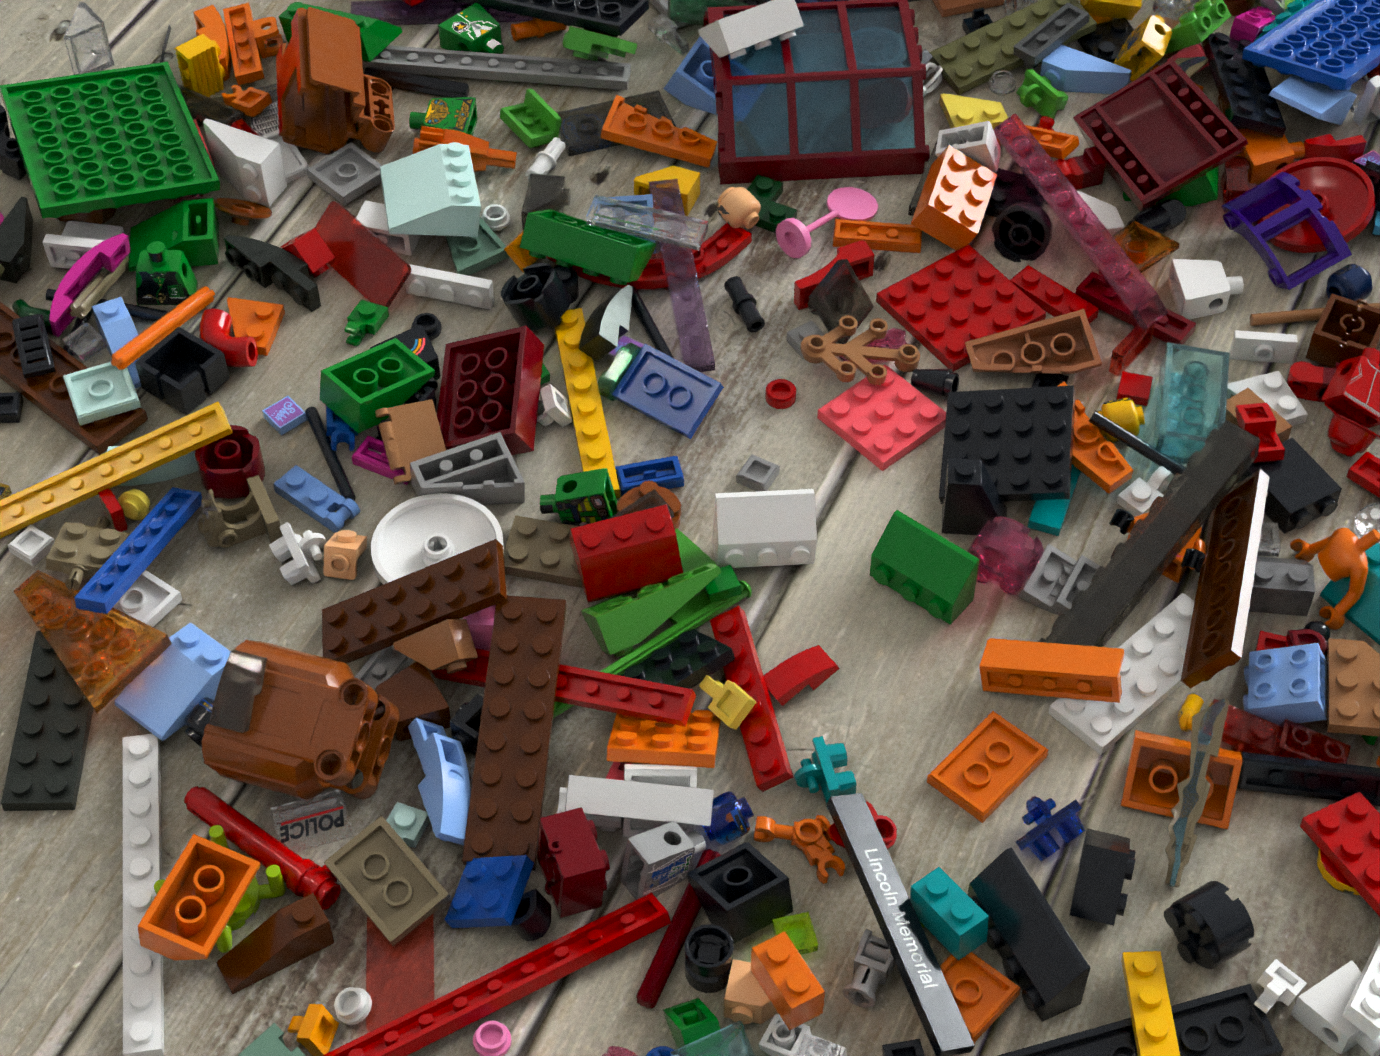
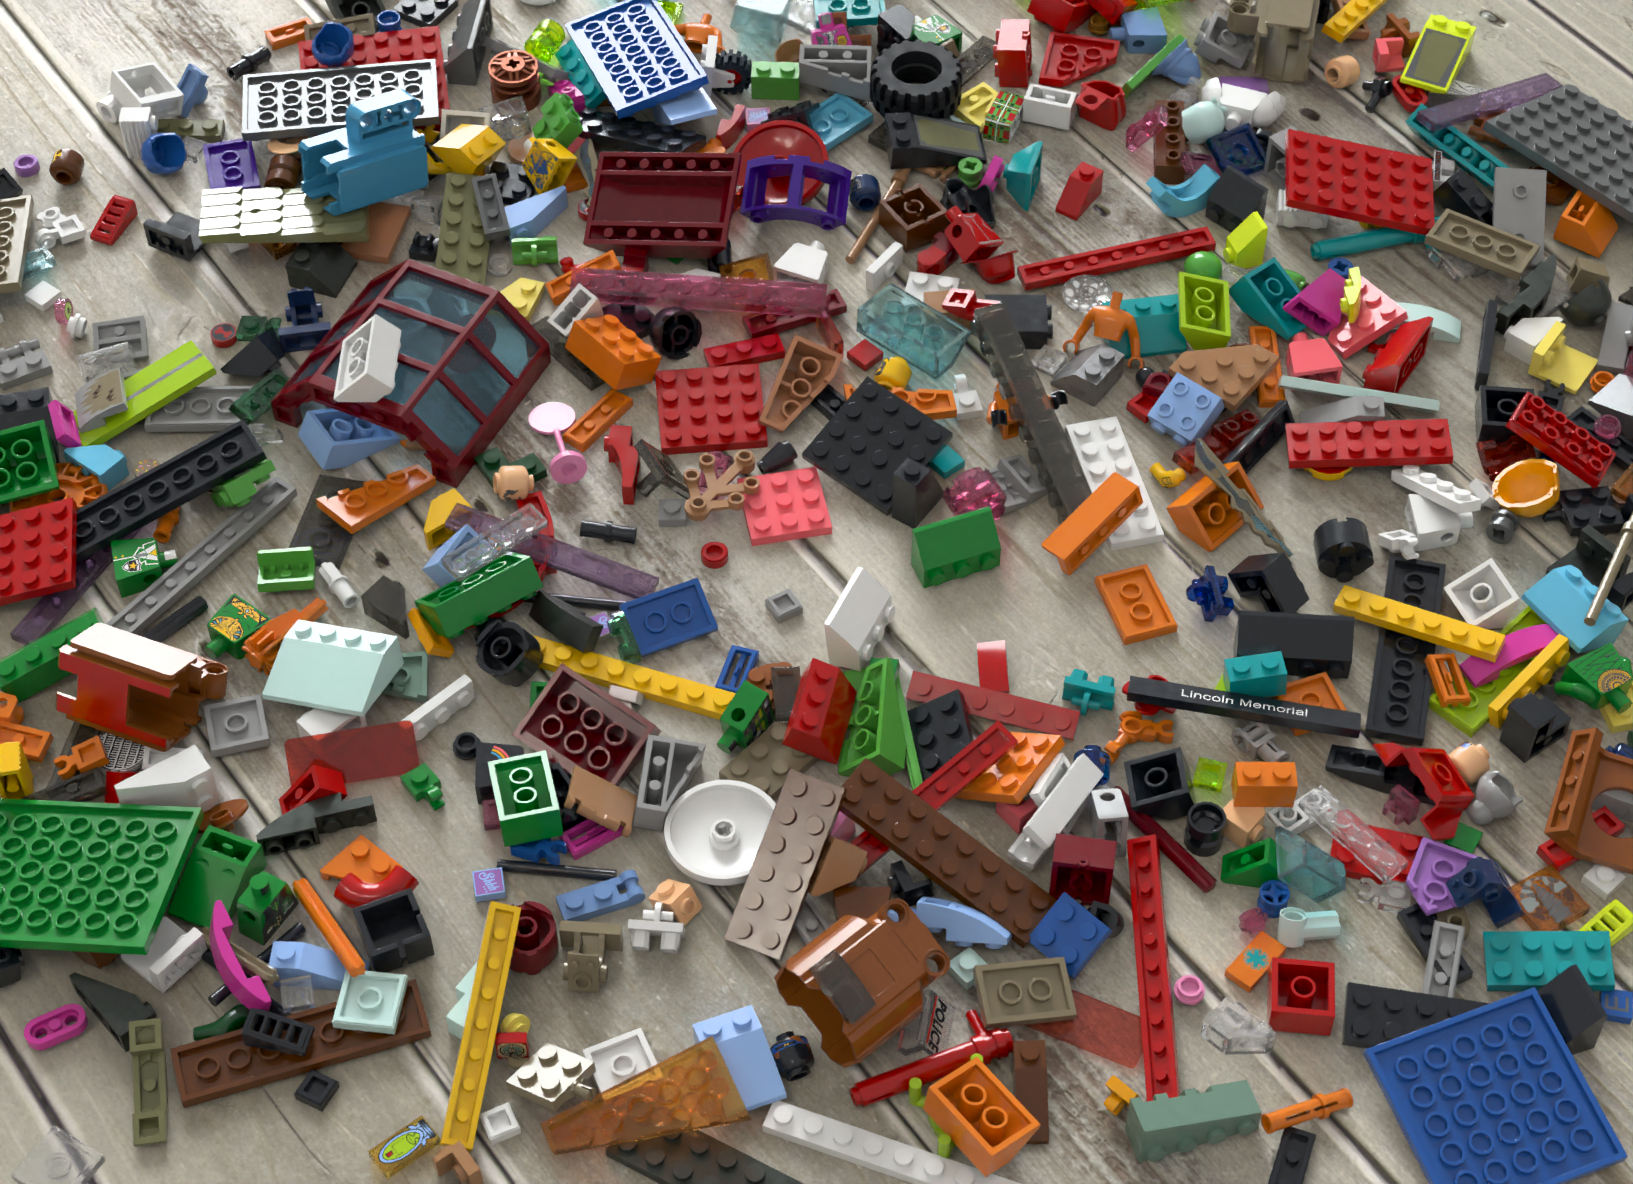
camera: 60 degrees left, 0 degrees up
(138, 551) = (586, 1033): blue plate -> none
(352, 1005) = (1112, 1062): white plate -> none
(729, 701) = (1003, 710): light yellow plate -> none
(1136, 443) = (934, 375): black bar -> none
(1226, 581) = (1099, 396): reddish brown plate -> none

